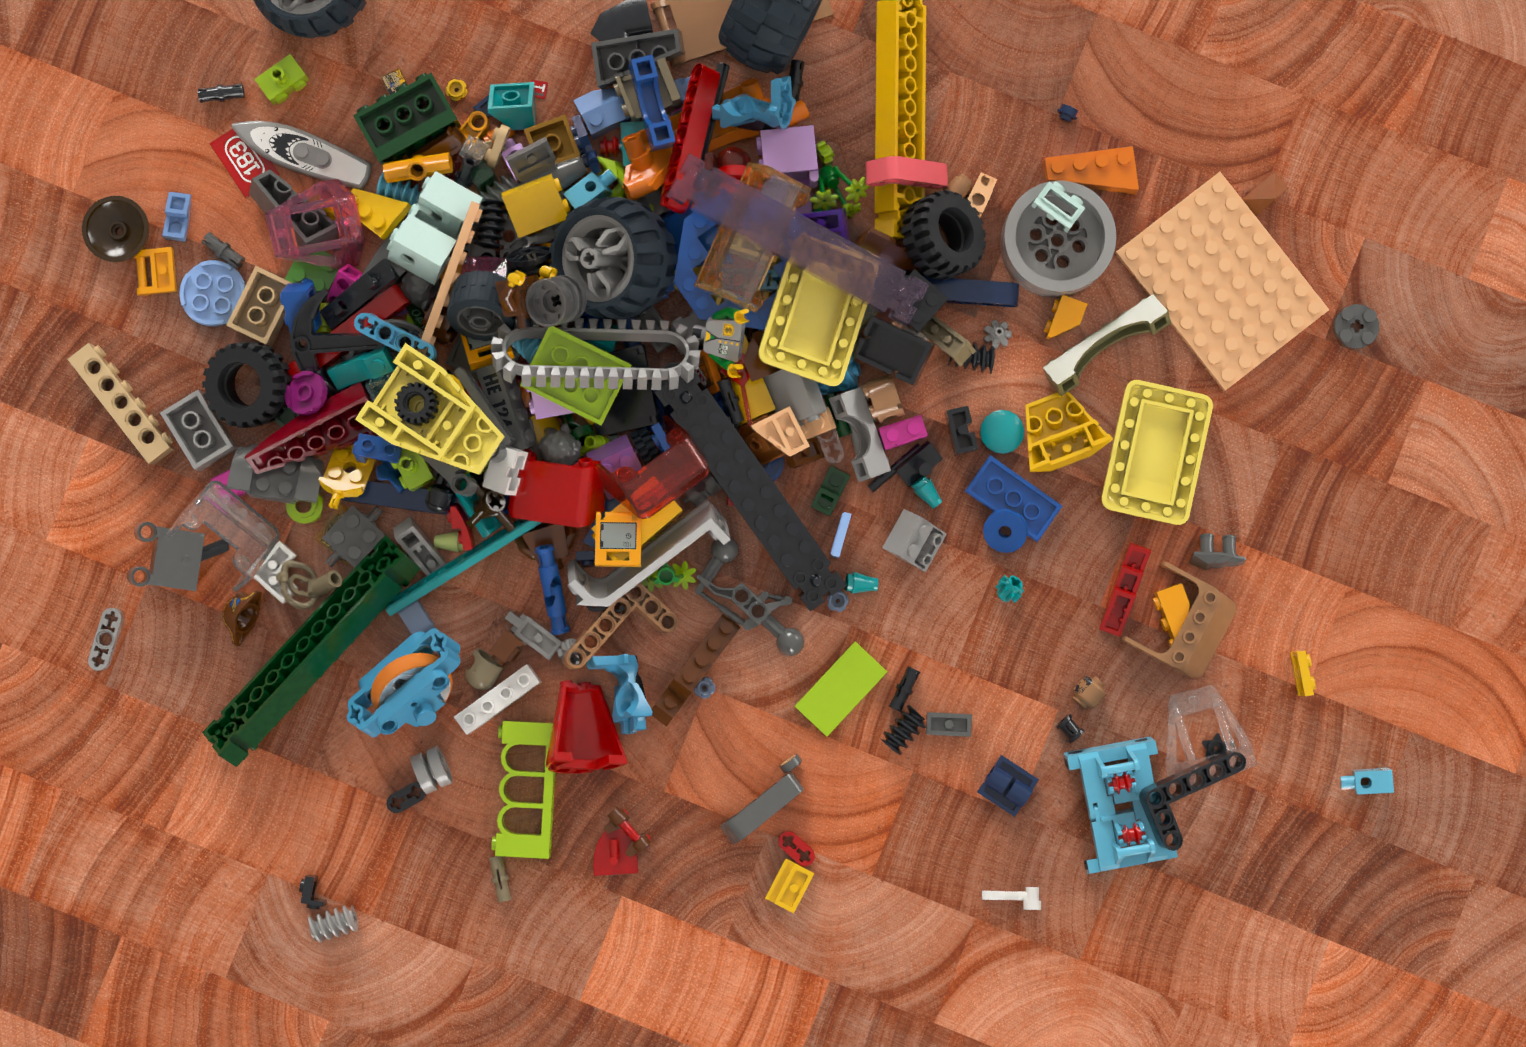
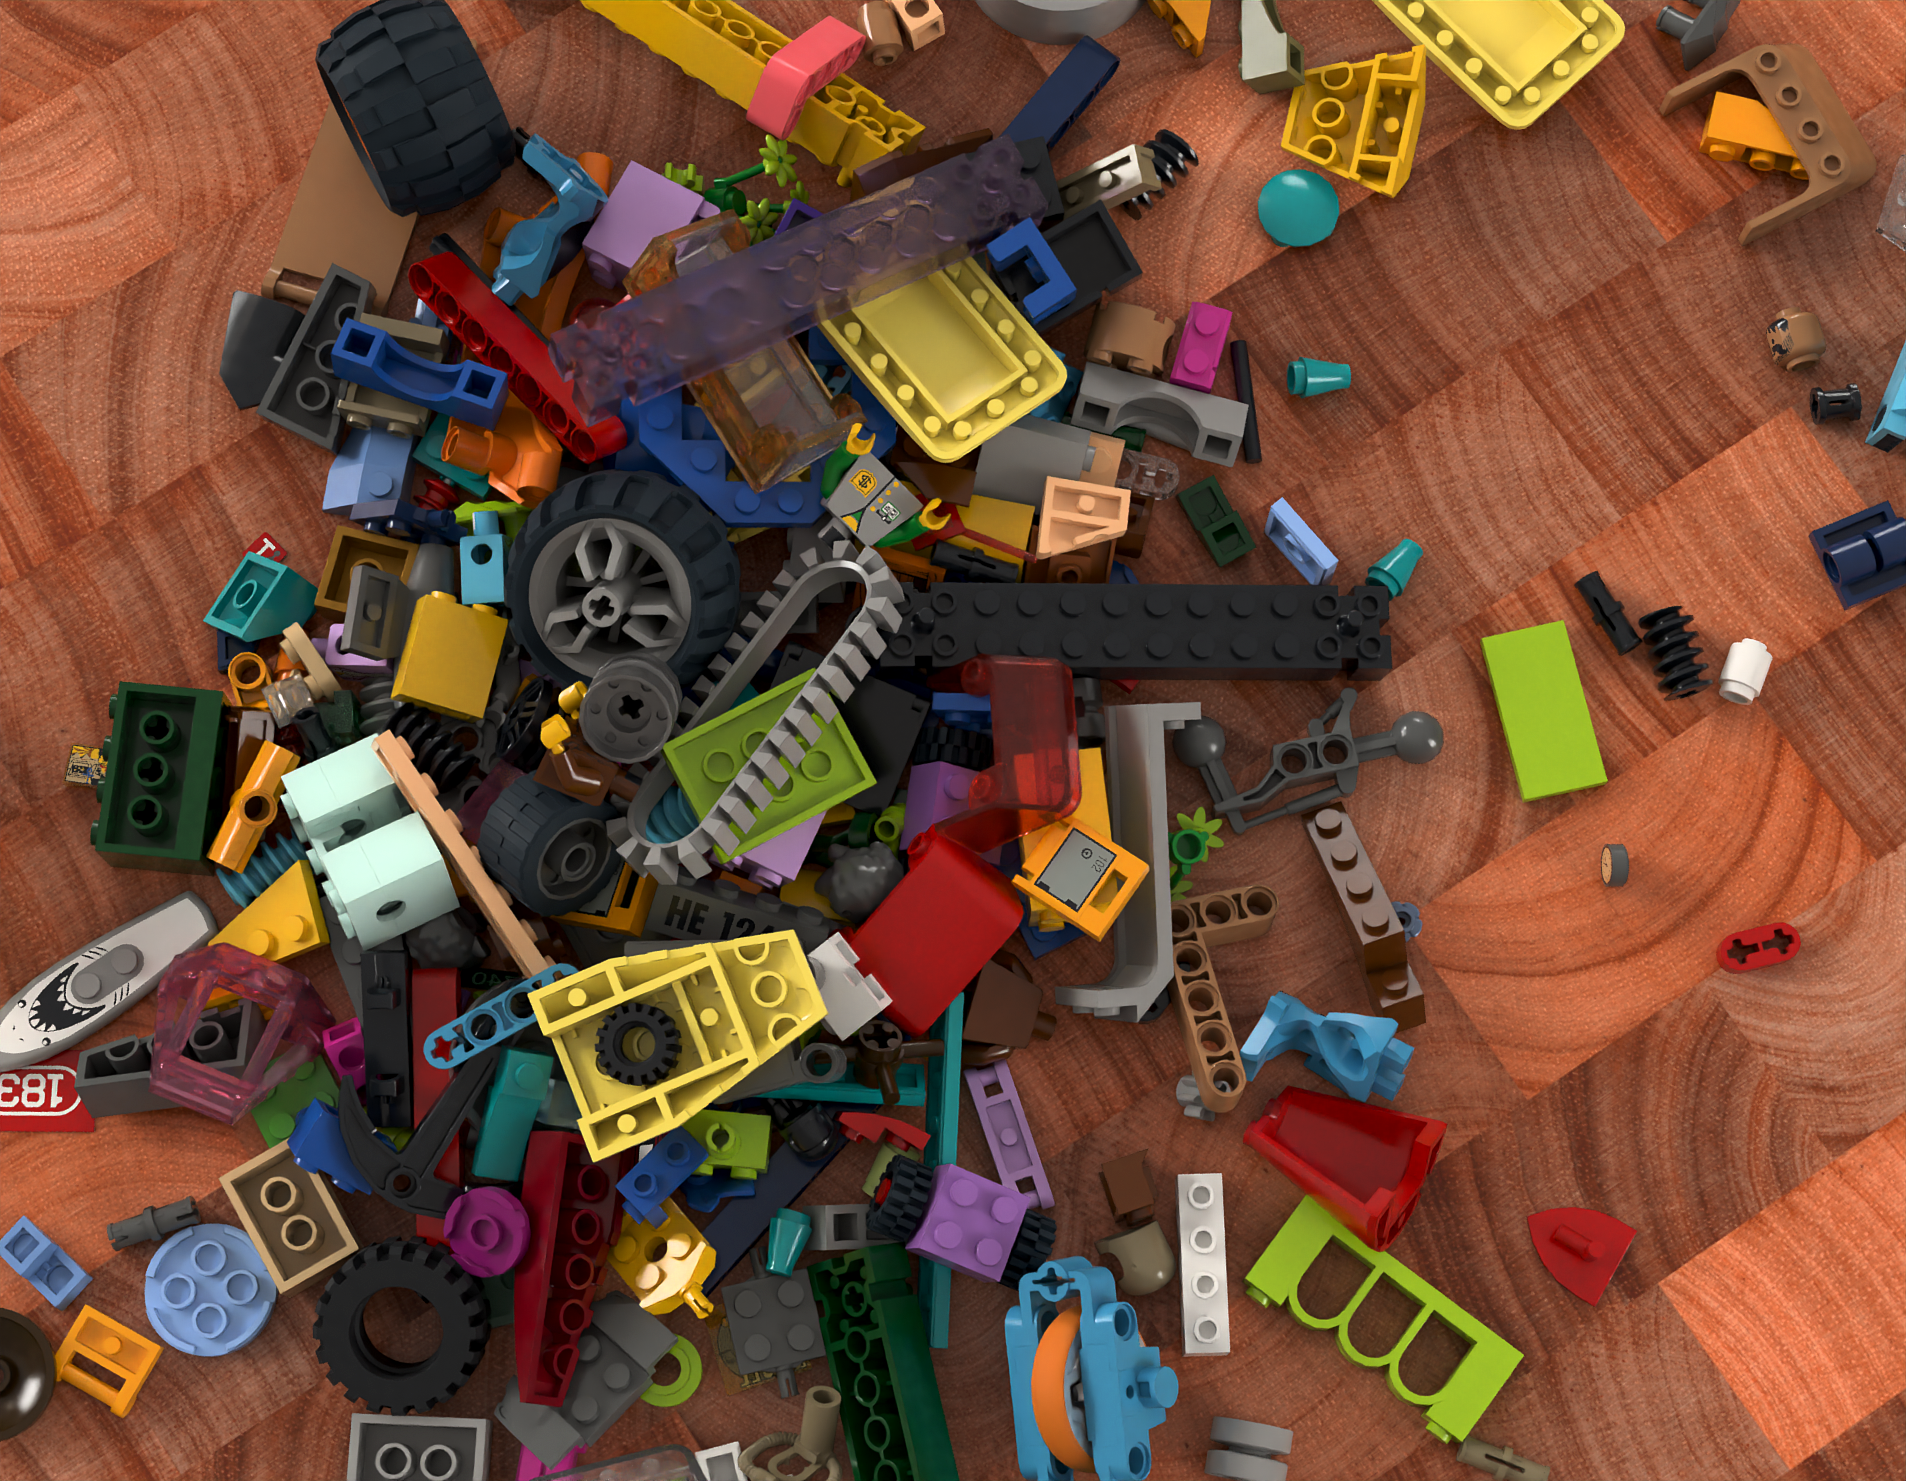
camera: 55 degrees left, 10 degrees down
(389, 519) = (787, 1238): none -> teal cone
(416, 618) = (980, 1311): sand blue piece -> none
(443, 587) = (961, 1221): none -> brick
(450, 89) = (169, 666): yellow plate -> none
(498, 582) = (1008, 1132): none -> lavender plate
(534, 634) = (1151, 1128): light grey hinge -> none
(553, 591) = (1076, 1049): blue piece -> none
(585, 558) = (1068, 965): dark blue plate -> none
(618, 819) = (1530, 1200): reddish brown piece -> none
(762, 808) = (1662, 958): dark grey beam -> none
(789, 885) = (1813, 997): yellow plate -> none
(844, 600) = (1409, 622): sand blue plate -> none
(879, 341) = (1043, 265): none -> blue panel
(914, 540) = (1381, 443): light grey slope -> none
(917, 765) = (1744, 671): none -> white brick
(918, 464) = (1265, 361): black tile -> none
(924, 238) = (938, 82): black tyre -> none
(948, 724) = (1710, 580): dark grey plate -> none
(957, 423) = (1257, 265): black brick -> none
(996, 338) = (1140, 119): light grey plant -> none
(1002, 488) = (1415, 257): blue piece -> none
(1002, 542) = (1482, 301): blue tile -> none
(1009, 588) = (1554, 350): teal gear -> none
(1125, 589) = (1667, 186): red slope -> none

